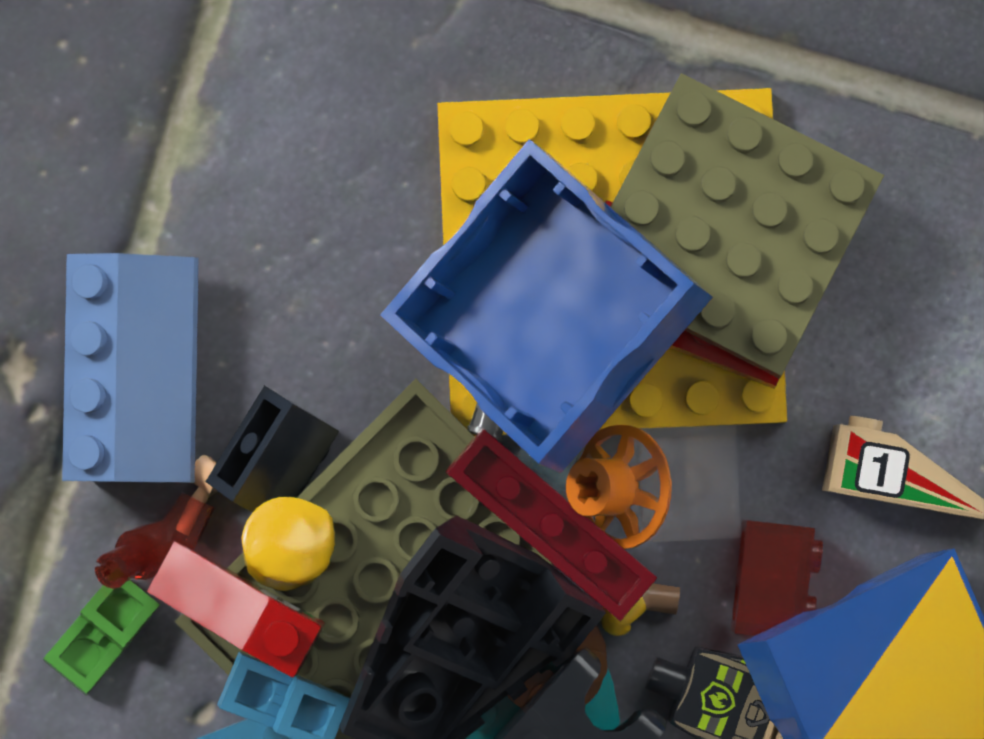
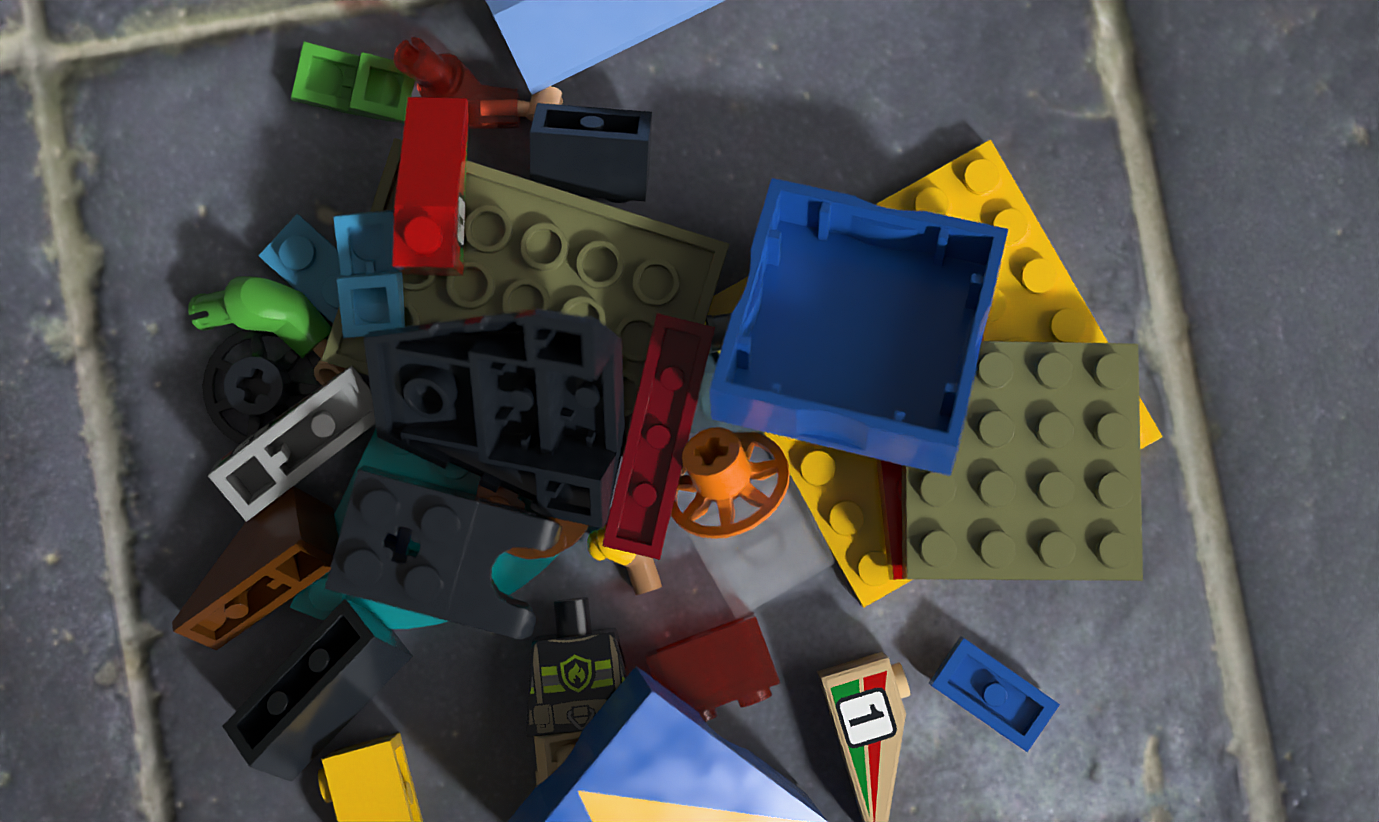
camera: 55 degrees right, 0 degrees up
(287, 543) = (517, 200): yellow hair -> none
(918, 348) = (994, 693): none -> blue plate

